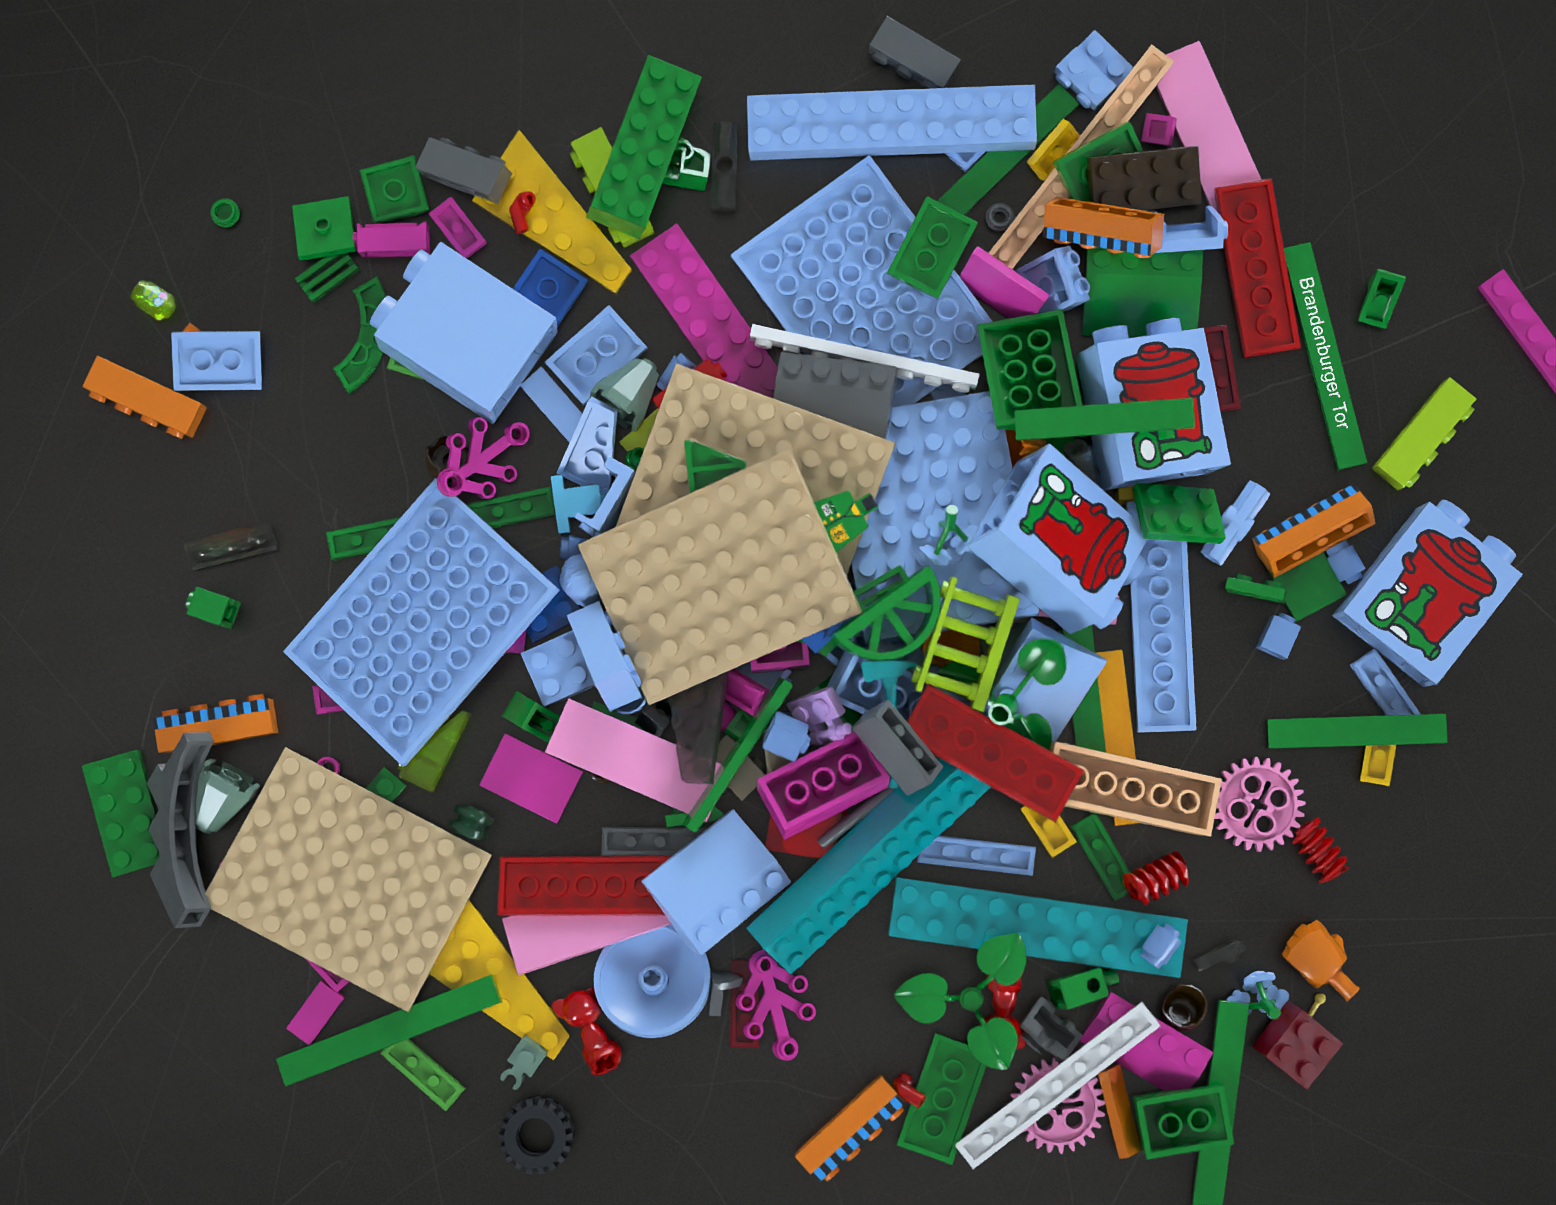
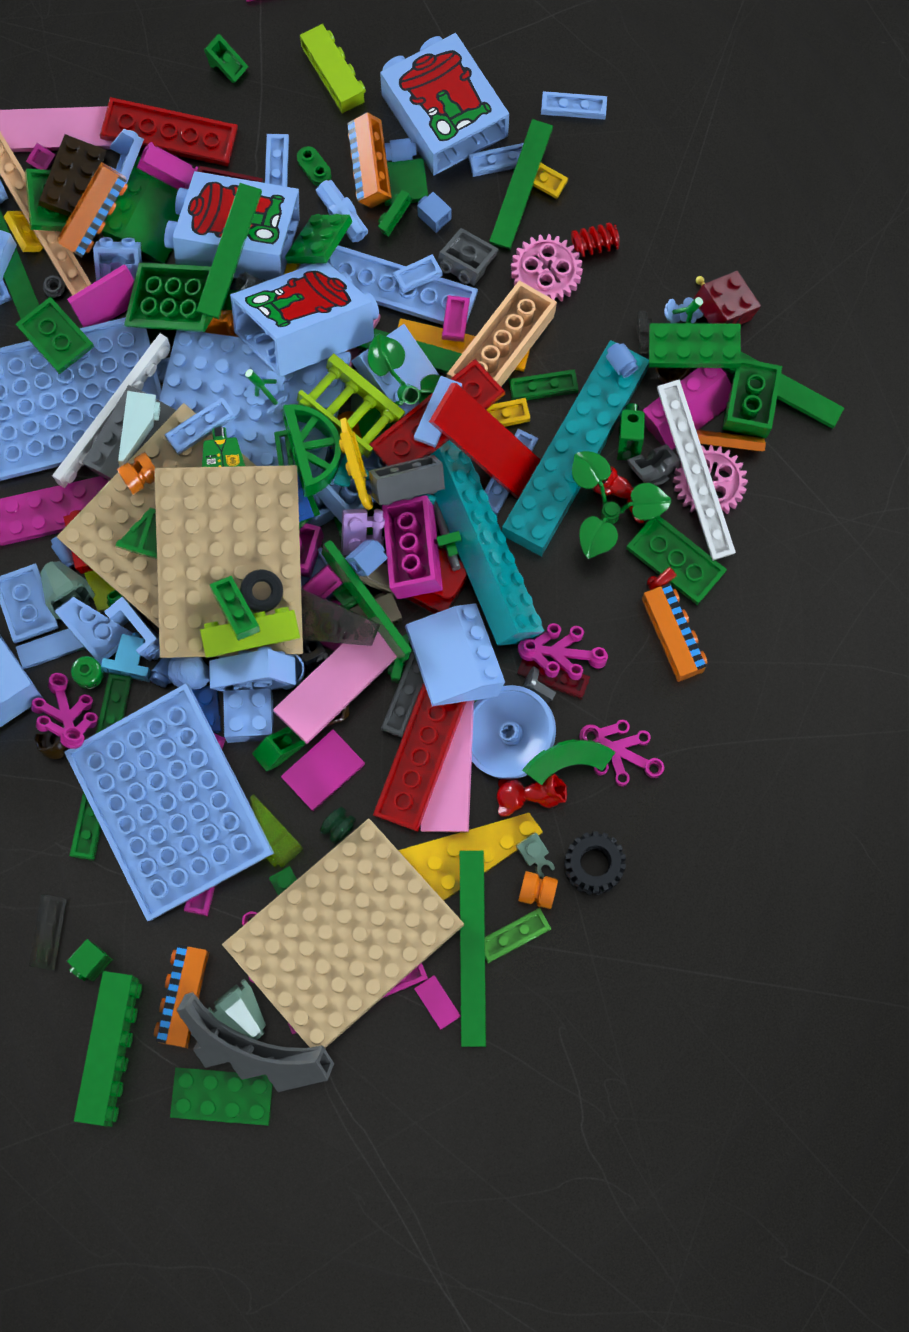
camera: 75 degrees left, 10 degrees down
(124, 668) = (107, 1049): none -> green brick
(481, 1079) = (538, 890): none -> orange wheel
(539, 462) = (87, 672): none -> green head
(640, 638) = (273, 629): none -> lime brick
(648, 1059) = (566, 754): none -> green tile
(657, 611) = (234, 608): none -> green plate
(683, 644) = (262, 576): none -> black tyre
(683, 1111) = (621, 752): none -> dark pink plant
(773, 423) = (137, 473): none -> orange wheel
(845, 826) = (449, 541): none -> green tile
(846, 402) = (138, 421): none -> light aqua slope
(871, 475) = (200, 425): none -> light blue tile
(891, 679) = (355, 463): none -> yellow plate
(988, 820) = (484, 440): none -> red tile
(997, 751) = (426, 431): none -> light blue tile
(1145, 718) = (455, 318): none -> dark pink tile
(1157, 877) = (573, 352): red piece -> none
(1185, 649) = (417, 274): none -> light blue tile
(1198, 291) = (166, 167): none -> dark pink window
(1218, 1027) = (694, 345): none -> green plate
(1233, 700) = (466, 257): none -> dark grey plate
(1266, 417) = (277, 159): none -> light blue tile
(1284, 463) = (312, 165): none -> green plate
(1319, 958) = (671, 265): orange piece -> none
(1324, 357) = (253, 113): green tile -> none
(1497, 754) = (574, 105): none -> light blue tile

